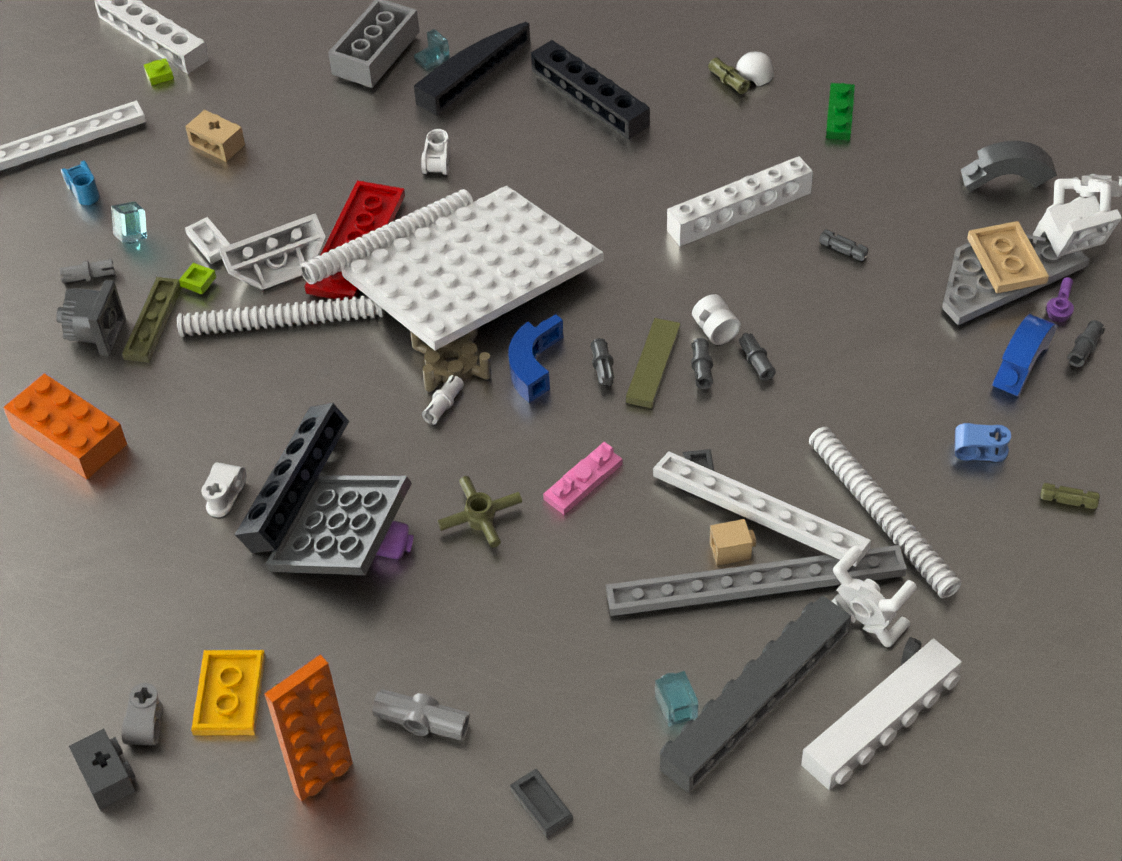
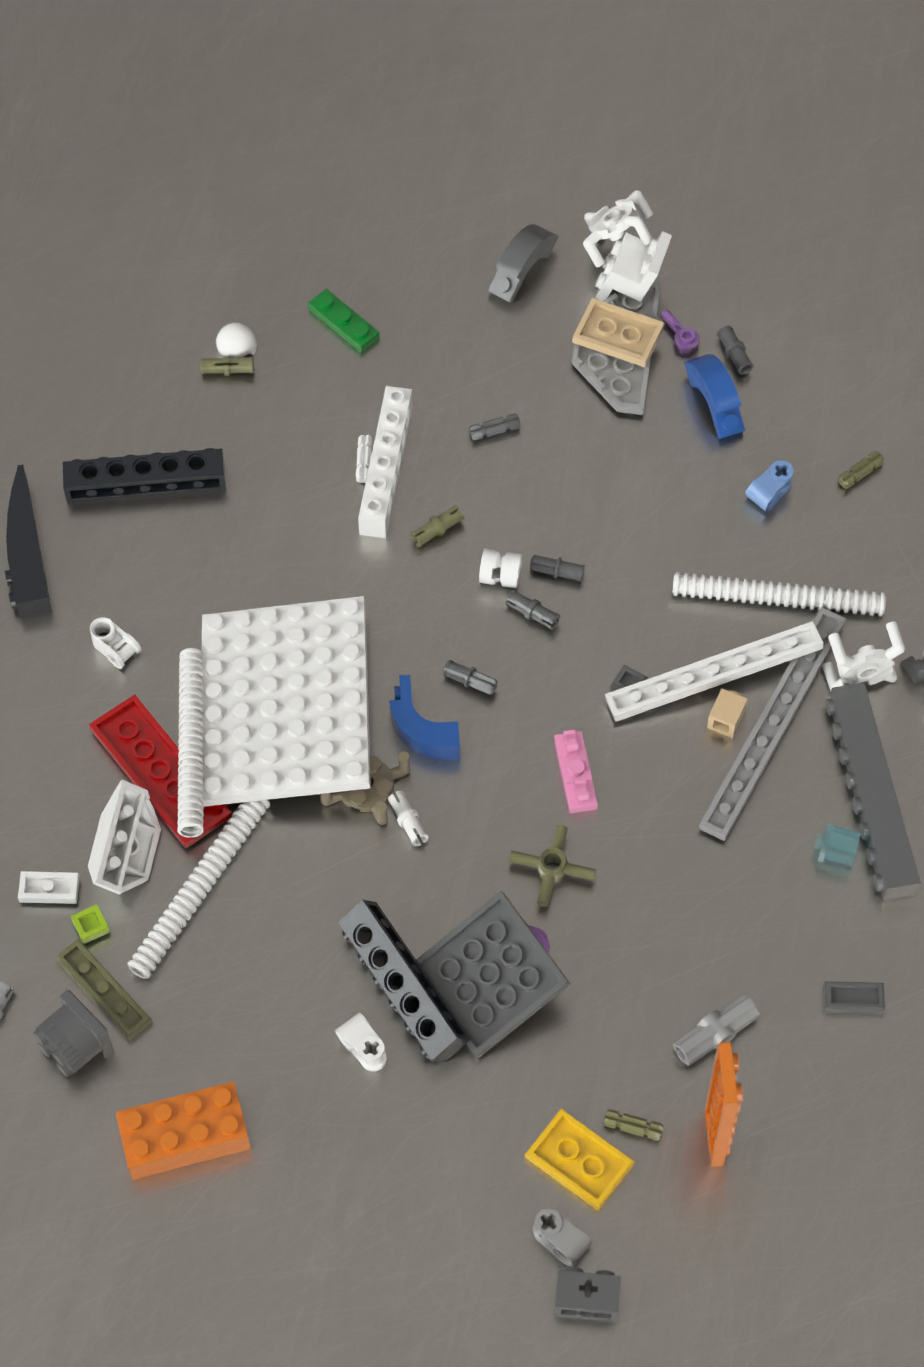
camera: 55 degrees left, 10 degrees up
(653, 363) = (499, 643): olive tile -> none
(717, 264) = (437, 525): none -> olive pin

